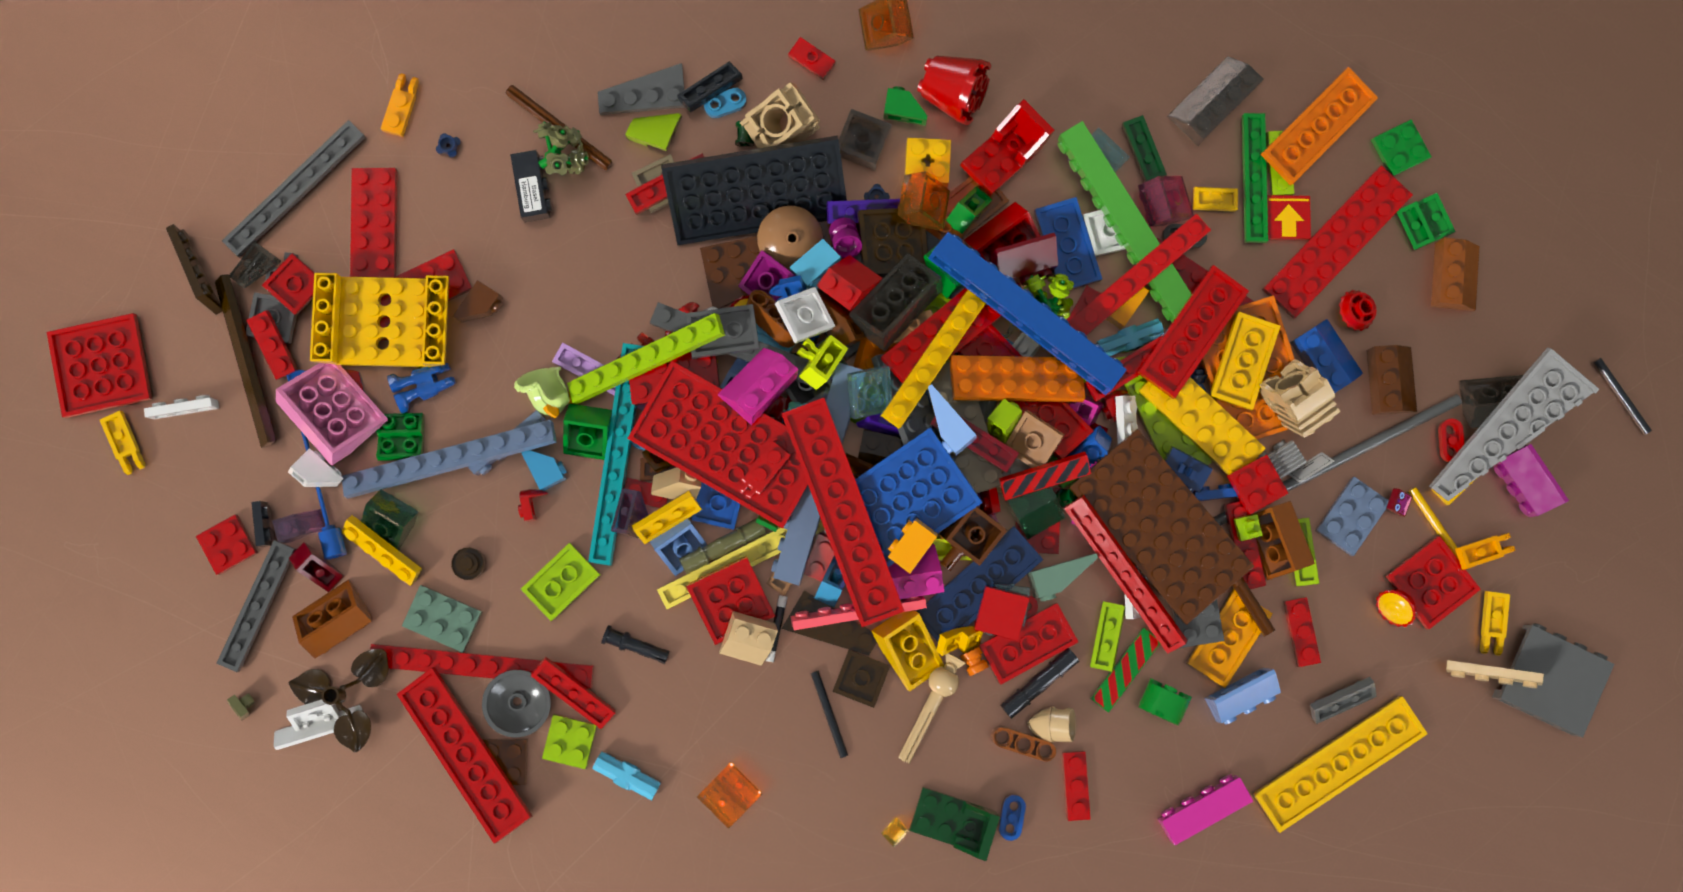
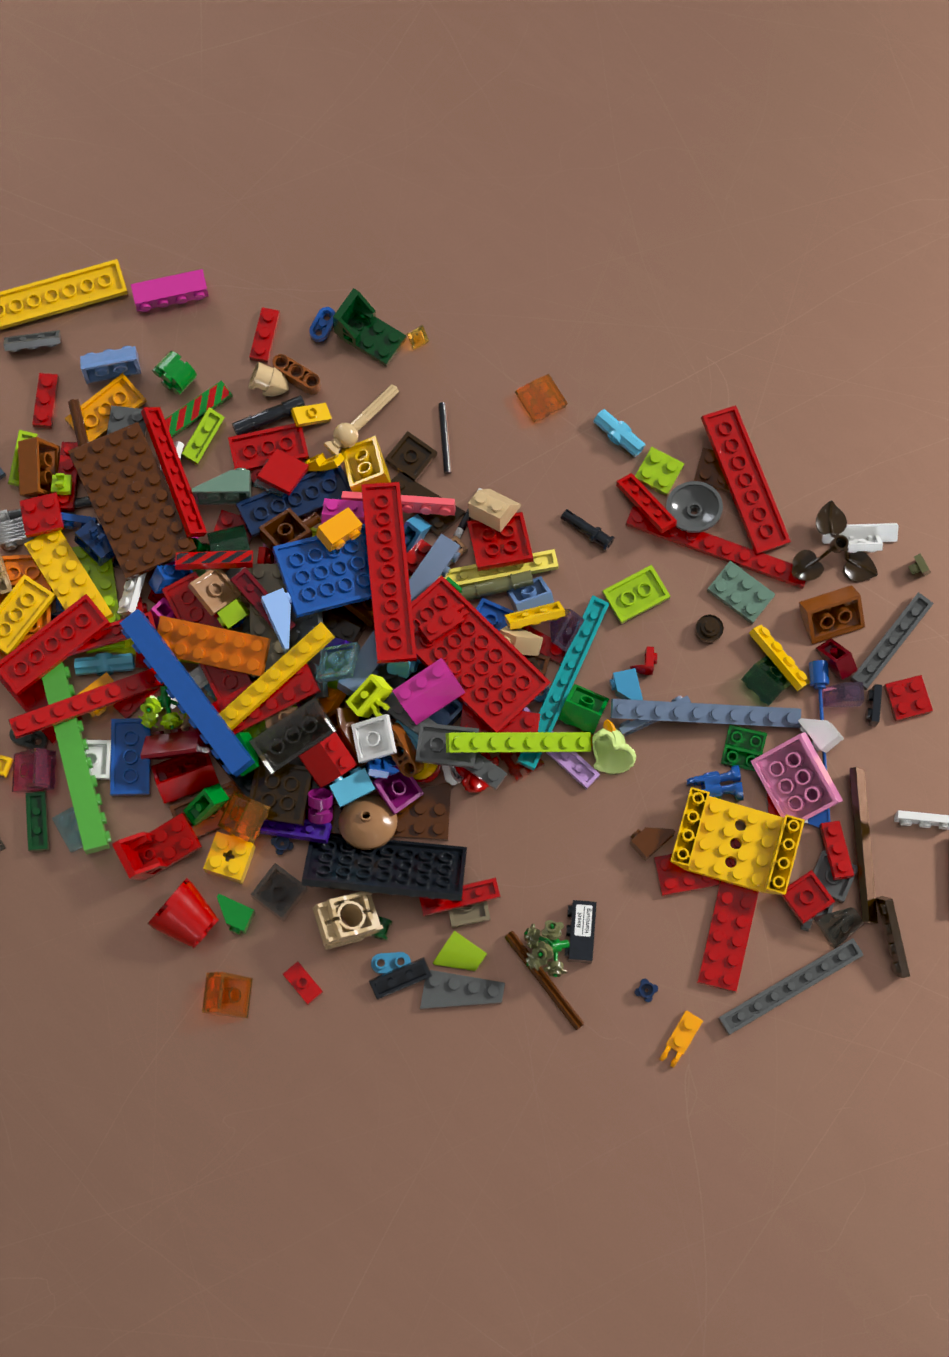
camera: 165 degrees left, 10 degrees down
(973, 659) = (316, 444): orange wheel -> none
(991, 697) = (311, 414): none -> yellow plate

